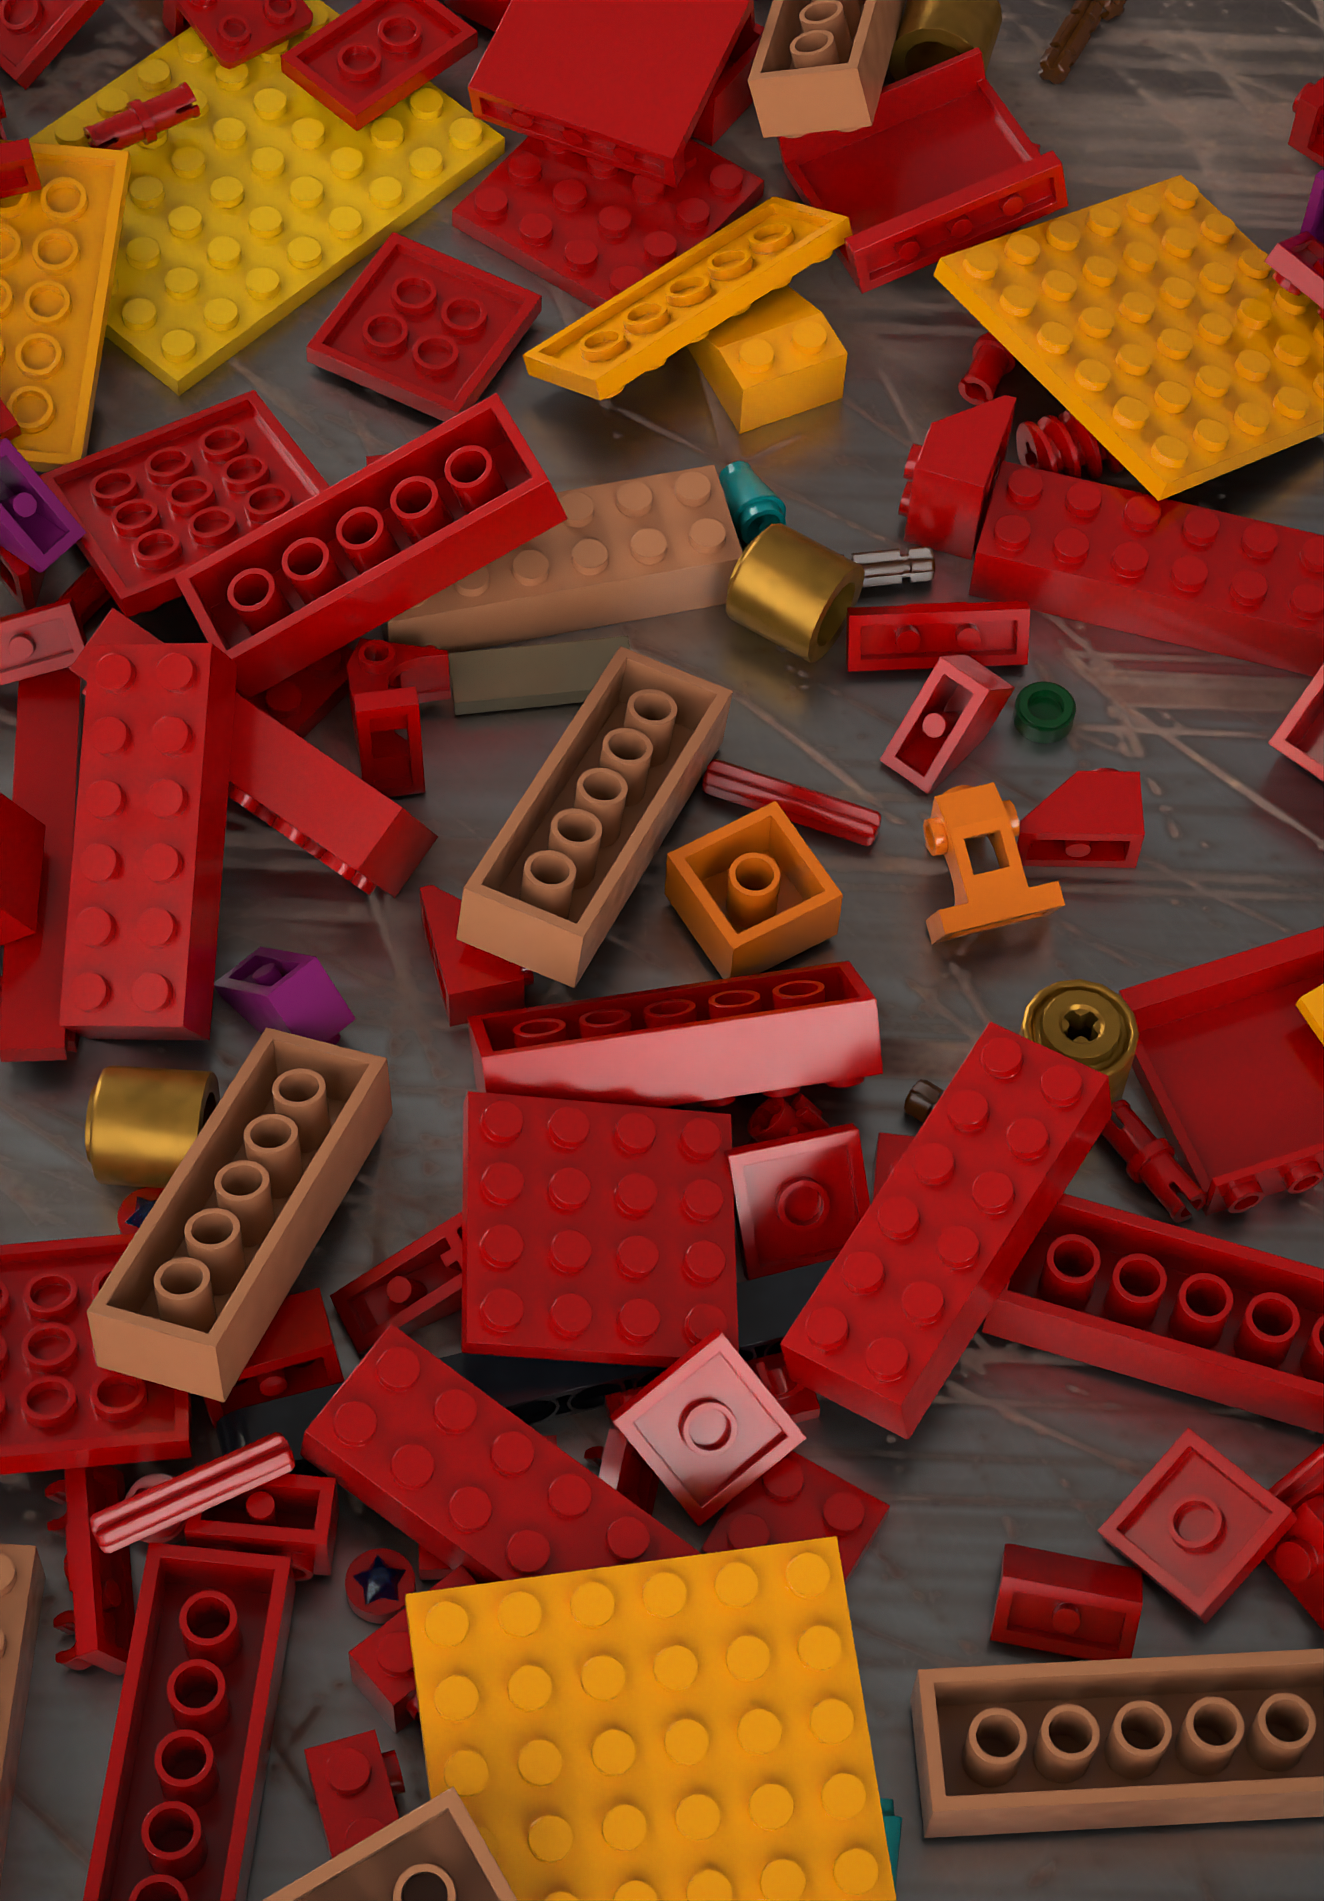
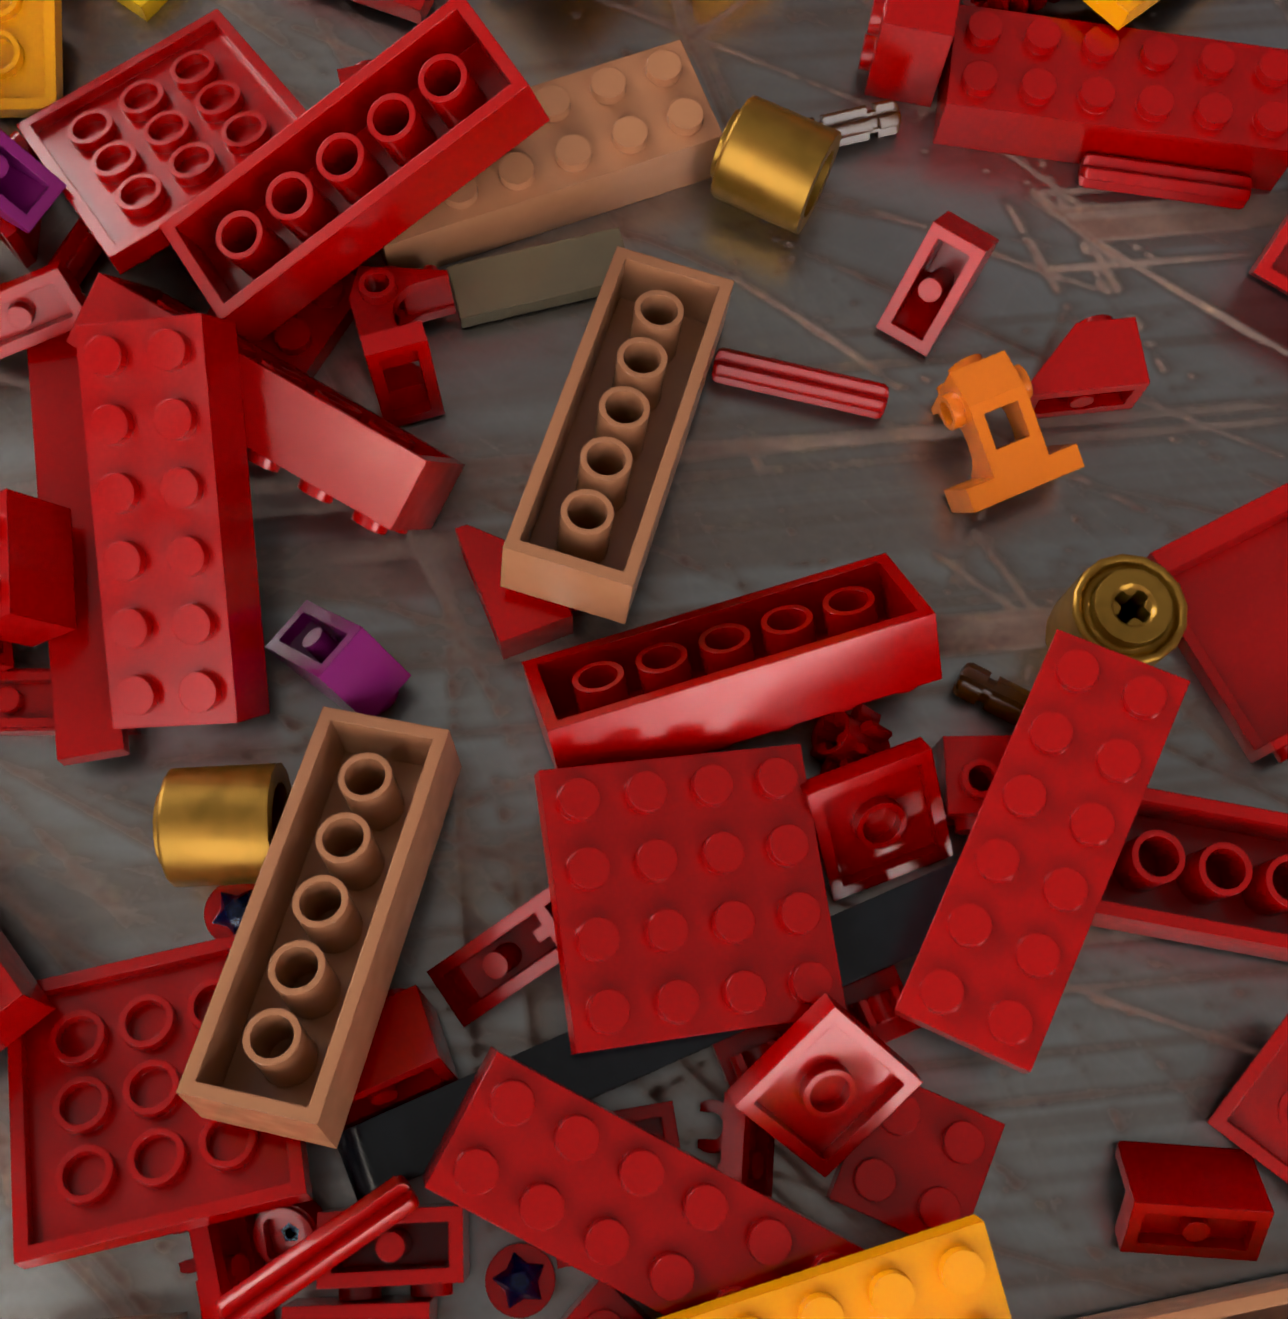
camera: 10 degrees left, 15 degrees up
(750, 501) = (720, 74): teal cone -> none
(753, 893) = (781, 490): orange brick -> none
(923, 632) = (915, 192): red plate -> none
(1044, 712) = (1024, 258): dark green tile -> none
(1152, 1162) = (1210, 731): red pin -> none
(1202, 654) = (1164, 180): none -> red axle

